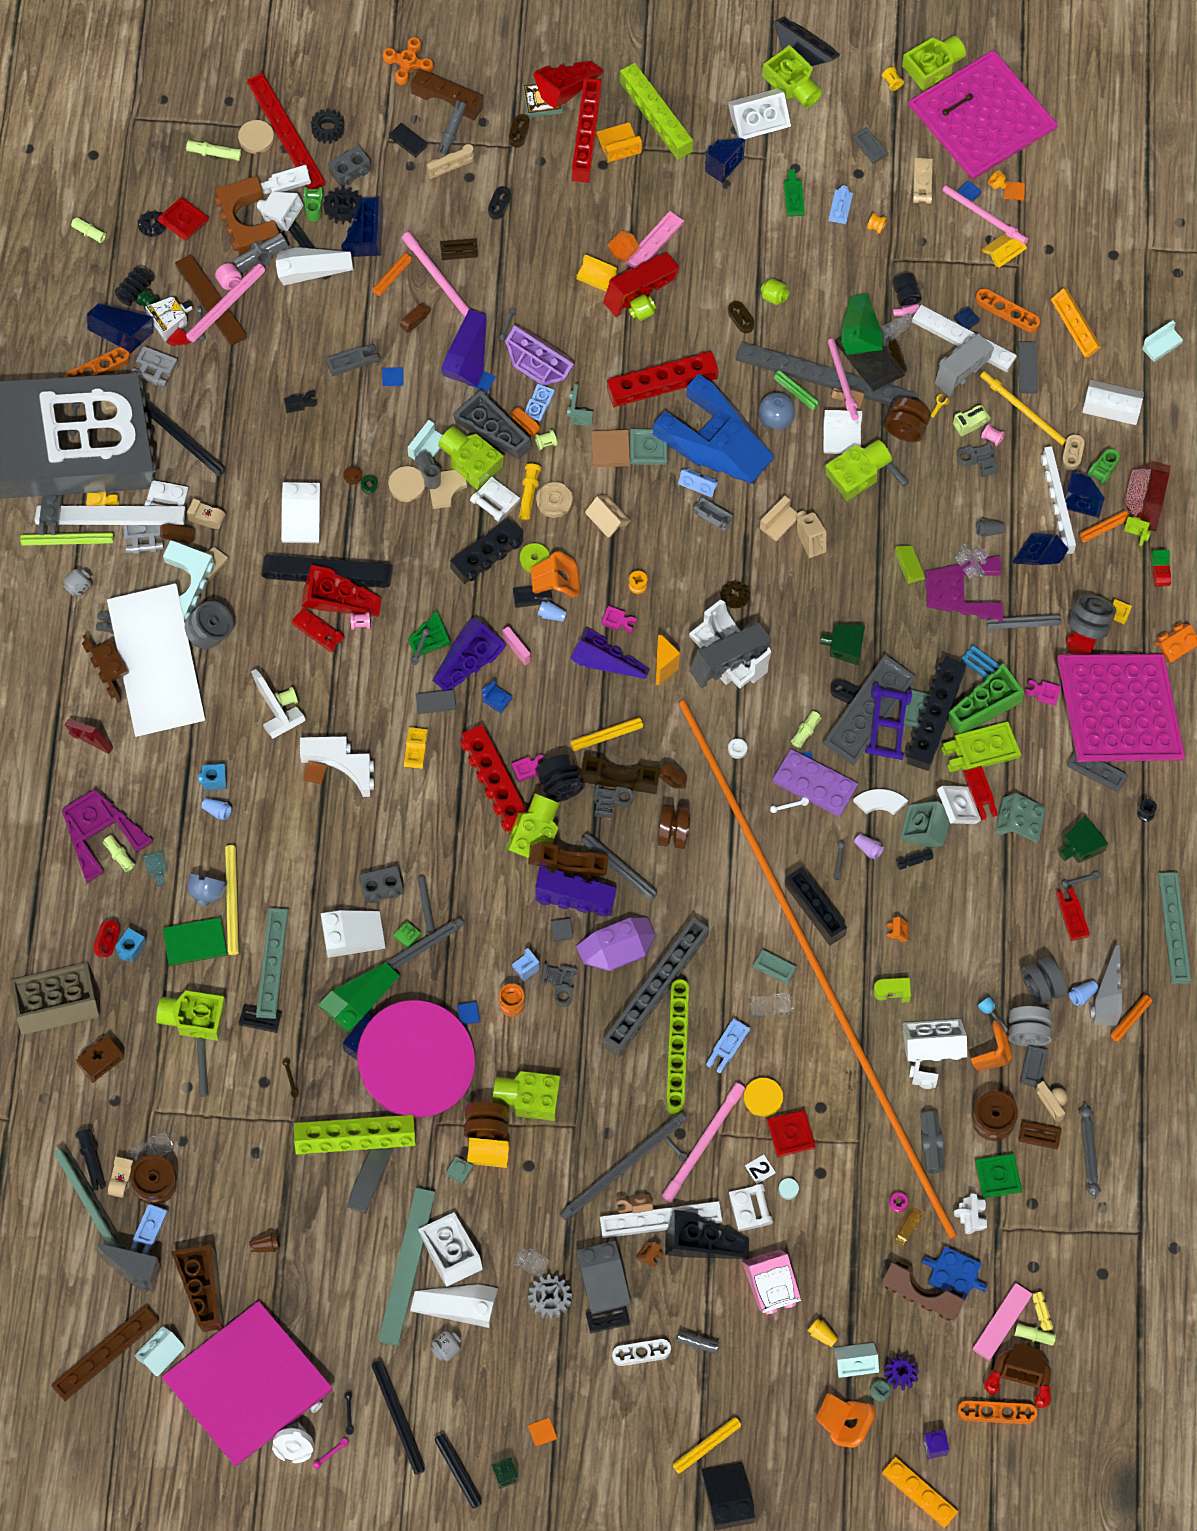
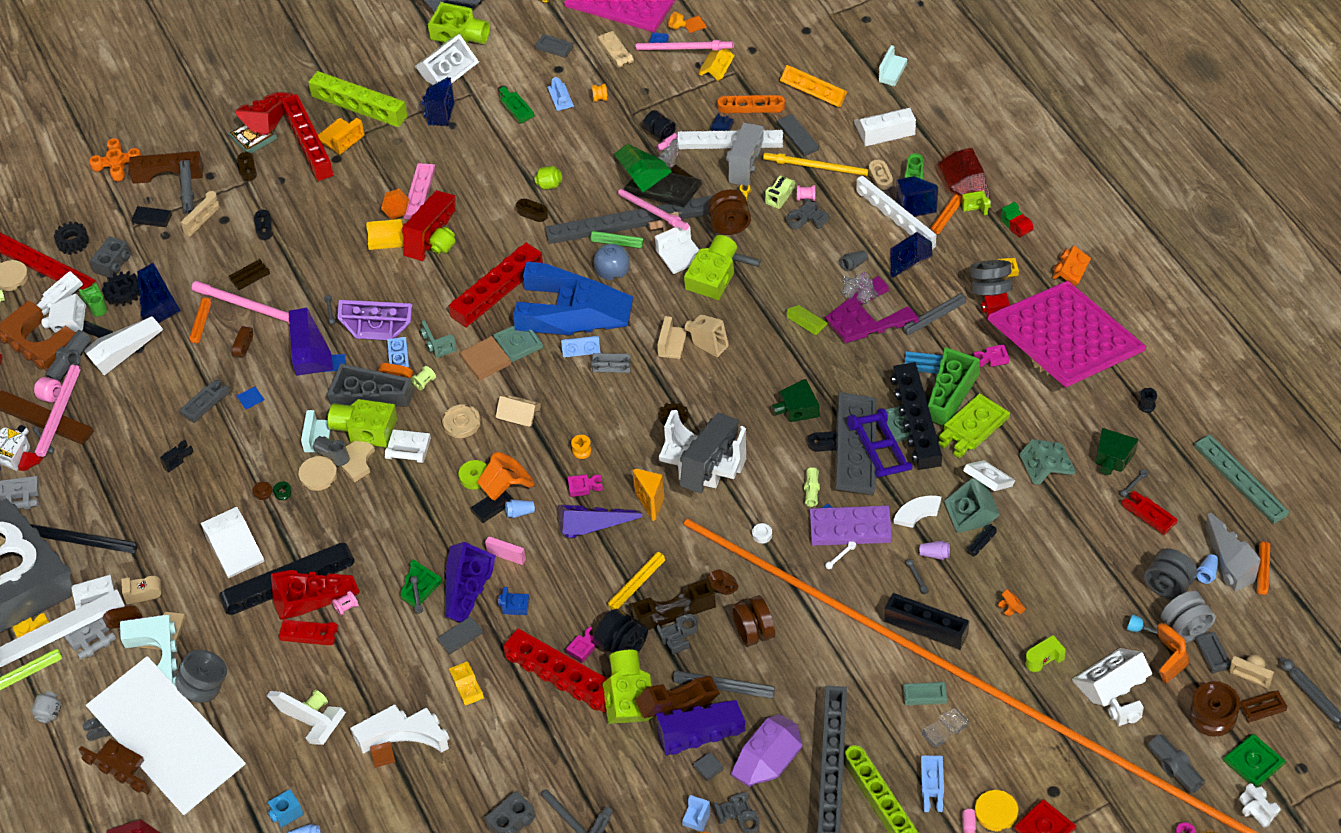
camera: 25 degrees left, 15 degrees down
(489, 542) = (427, 489): black brick -> none
(530, 482) = (432, 418): yellow pin -> none
(980, 791) = (998, 457): red hinge -> none
(1099, 772) = (1083, 392): dark grey plate -> none

